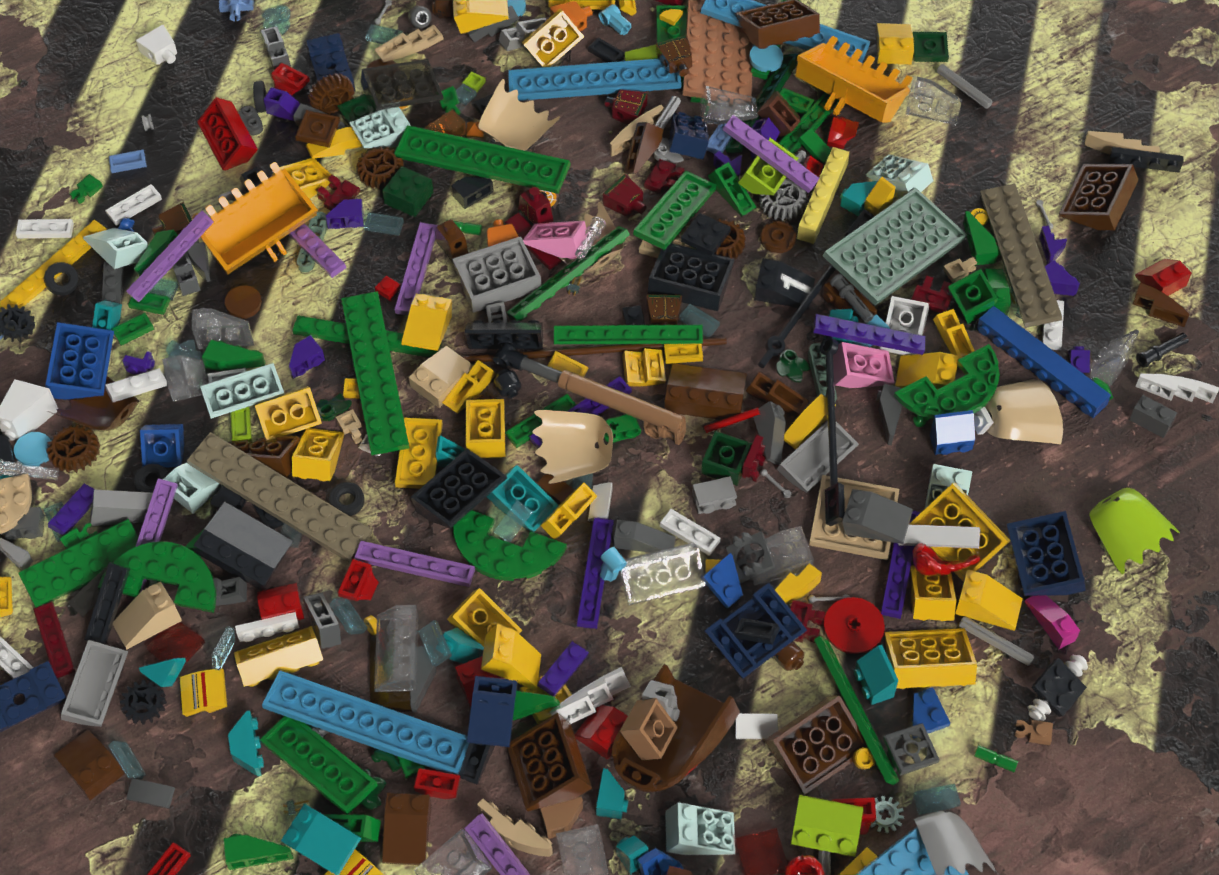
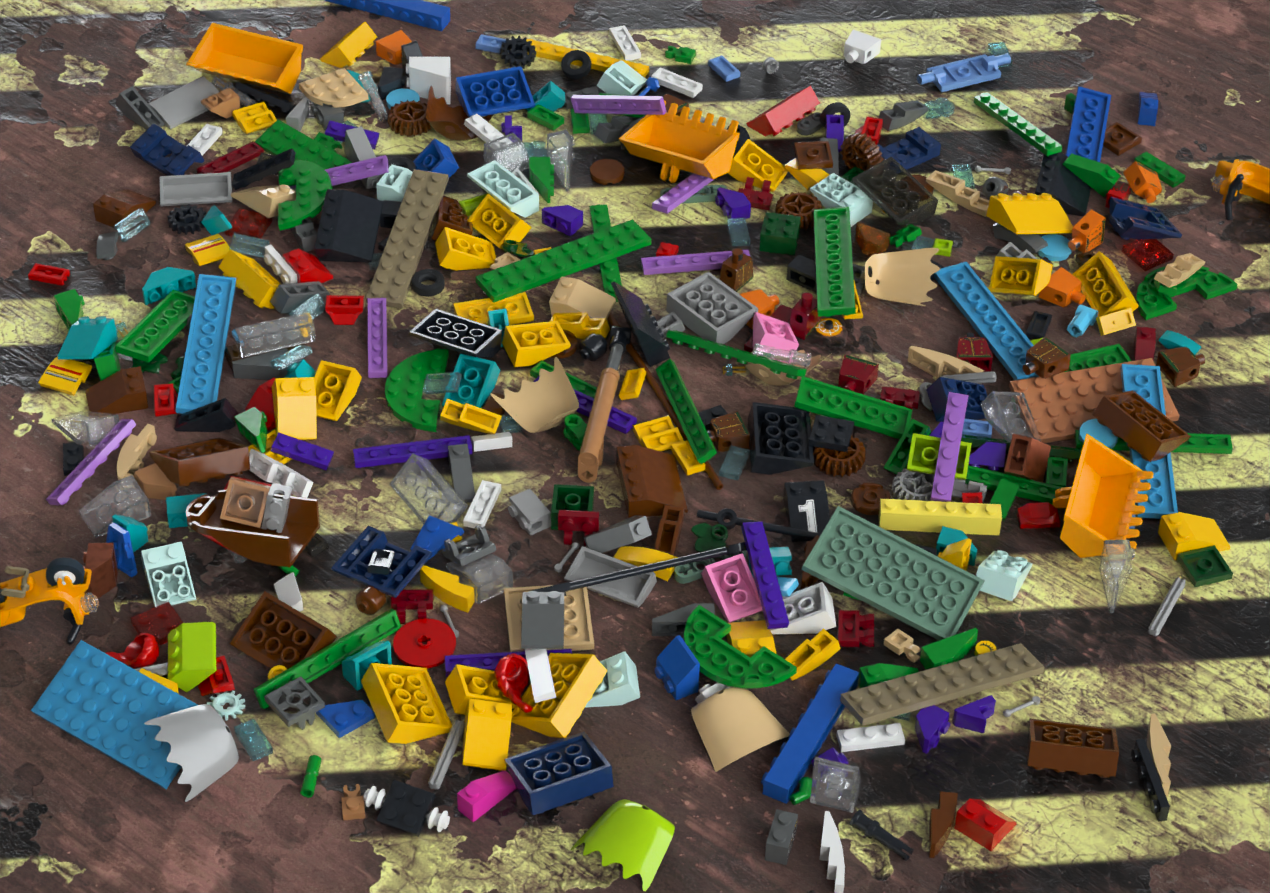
camera: 70 degrees right, 15 degrees down
(427, 322) = (638, 276): yellow slope -> none
(469, 228) = (760, 279): green piece -> none
(492, 711) = (228, 397): dark blue slope -> none
(612, 564) = (412, 443): medium azure piece -> none
(644, 143) = (925, 369): reddish brown slope -> none
(671, 16) = (1109, 355): yellow tile -> none
(731, 420) = (620, 504): red bar -> none
(847, 292) = (800, 558): dark grey pin -> none
(973, 295) = (859, 649): green slope -> none

